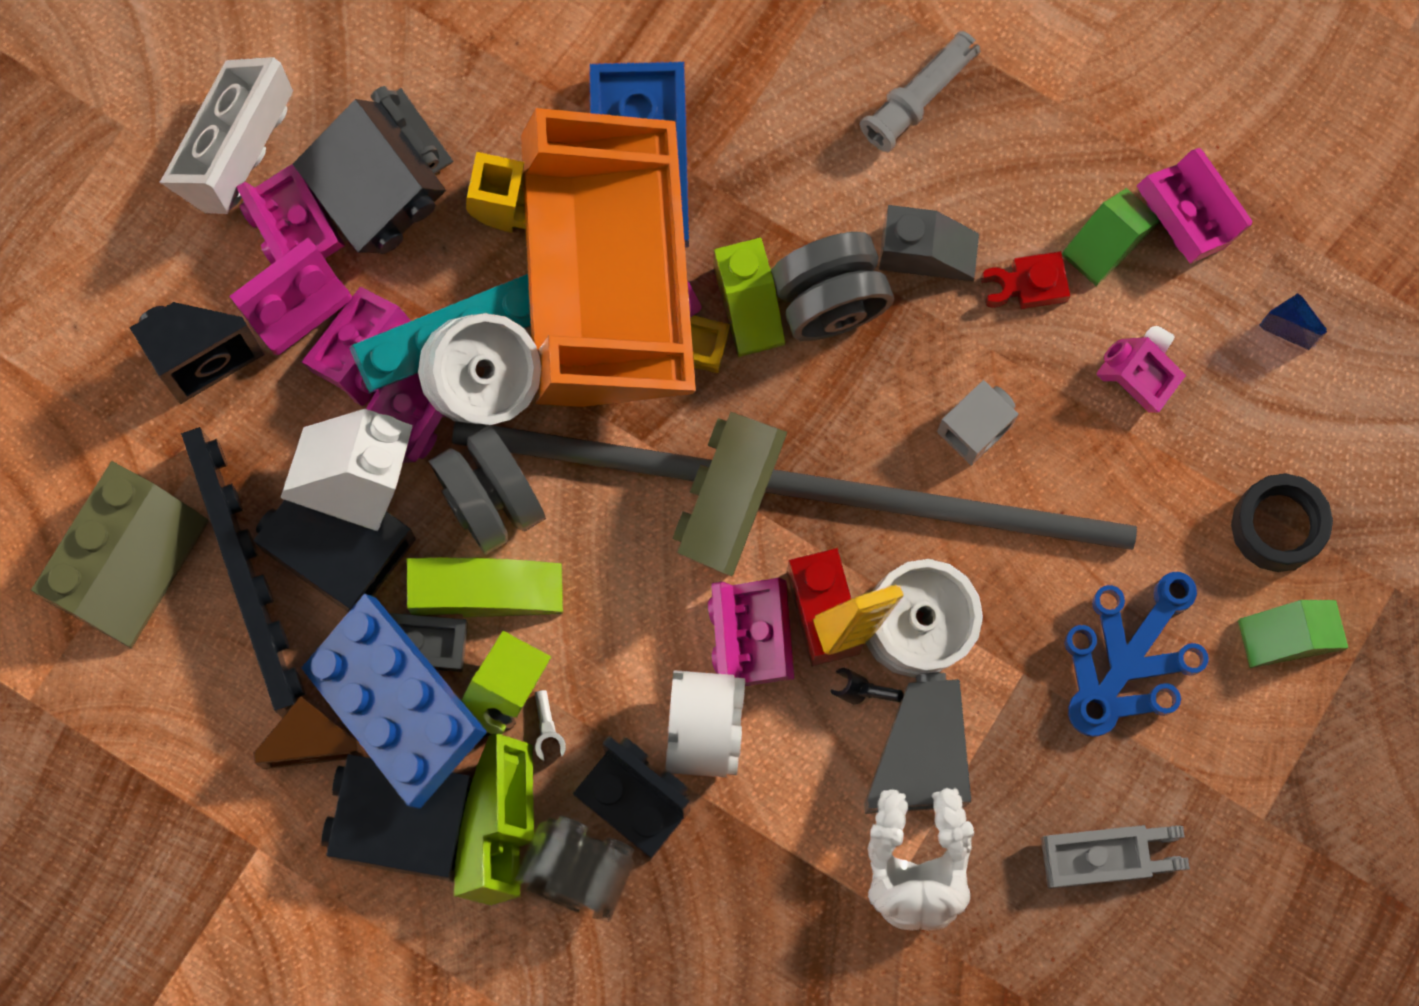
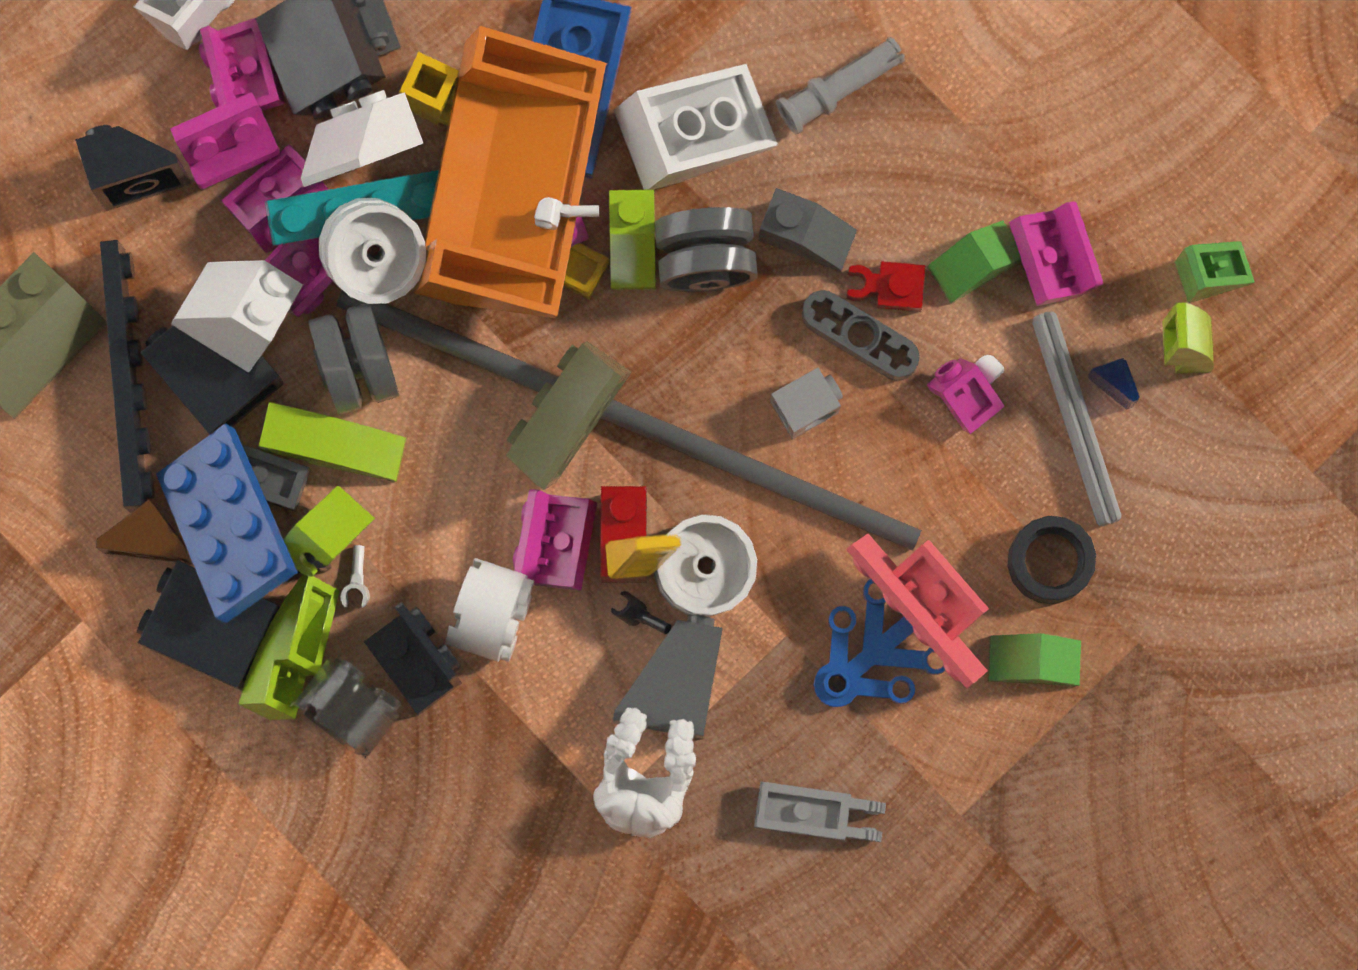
camera: 15 degrees right, 5 degrees up
(436, 255) = (360, 136): none -> white slope
(659, 282) = (550, 210): none -> white hand
(781, 167) = (694, 126): none -> white slope
(1043, 364) = (857, 316): none -> dark grey beam
(1174, 592) = (931, 600): none -> coral bracket
(1263, 371) = (1076, 418): none -> light grey axle
(1355, 186) = (1213, 269): none -> bright green slope
(1361, 256) = (1188, 339): none -> lime slope

